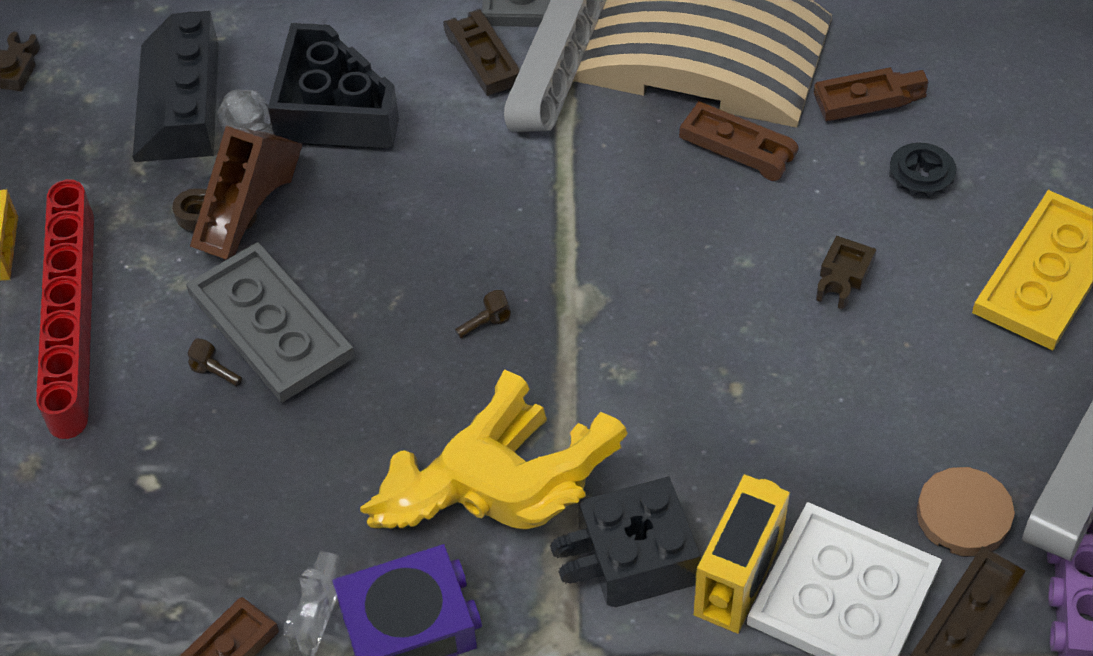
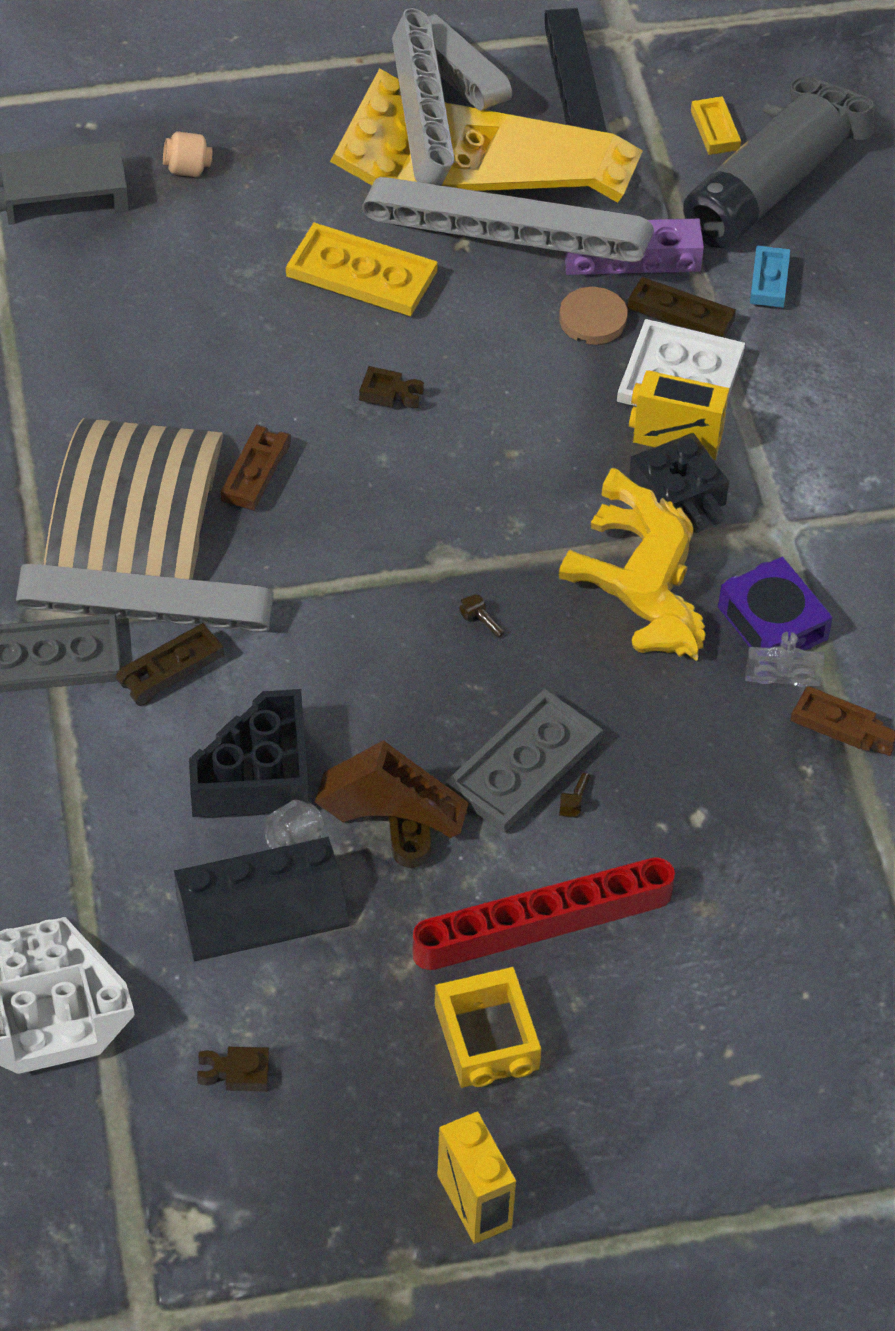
camera: 105 degrees left, 0 degrees up
(868, 92) = (187, 385): reddish brown hinge -> none
(932, 160) = (275, 338): black gear -> none

